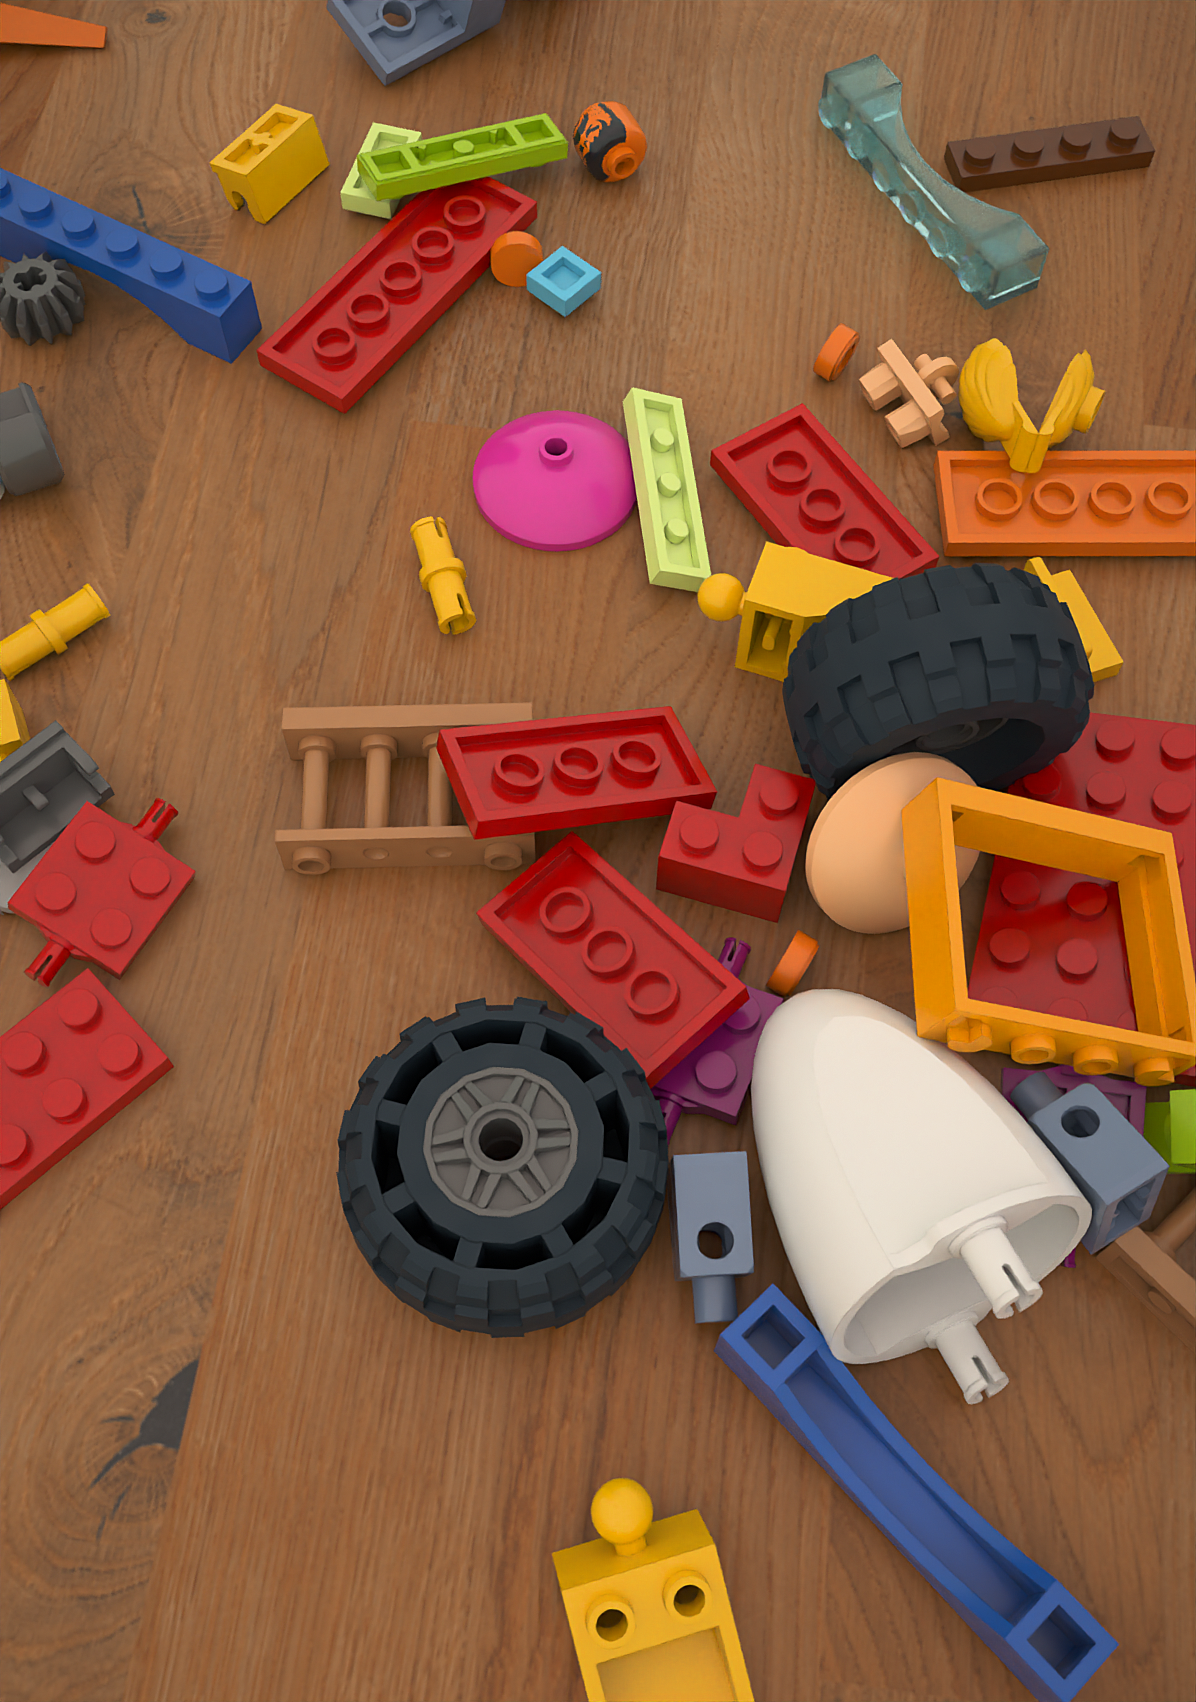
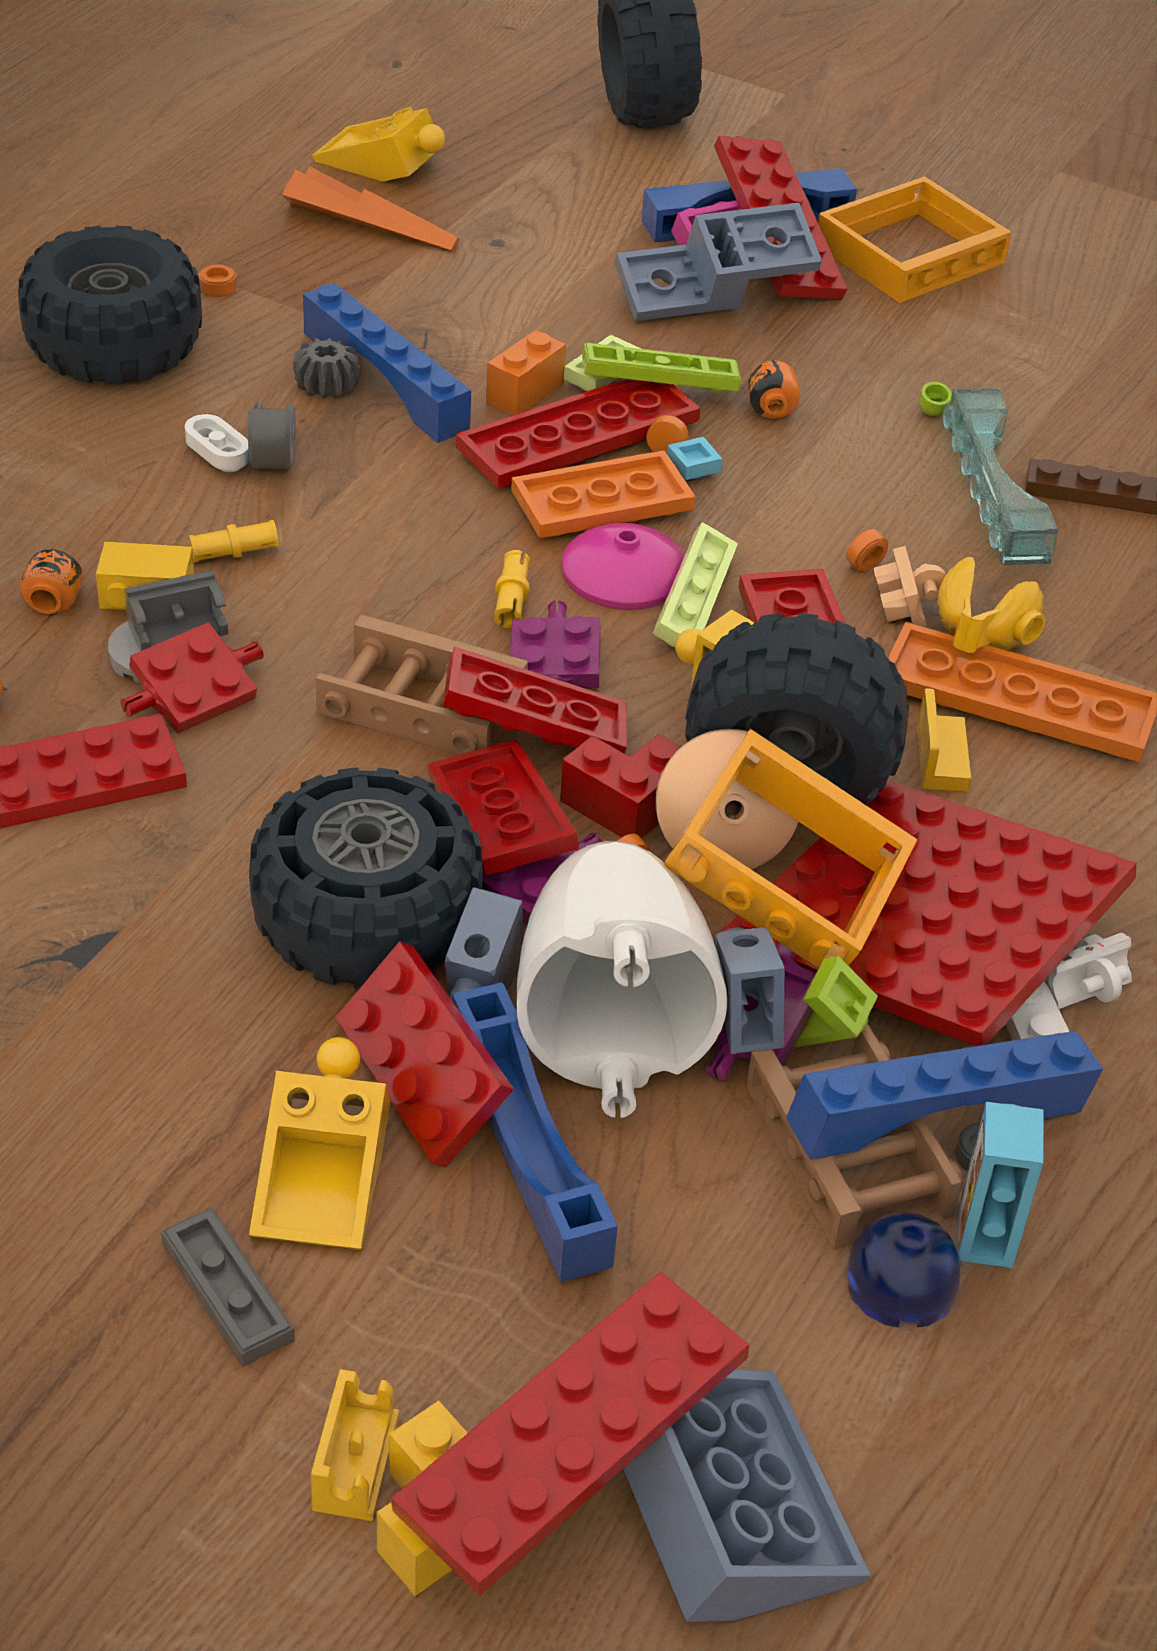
camera: 20 degrees right, 20 degrees down
(271, 161) = (508, 330): yellow hinge -> none
(297, 220) = (525, 373): none -> orange brick
(479, 379) = (602, 494): none -> orange plate
(543, 651) = (560, 646): none -> magenta plate
(716, 1430) = (424, 1054): none -> red plate
(793, 82) = (934, 398): none -> lime hinge

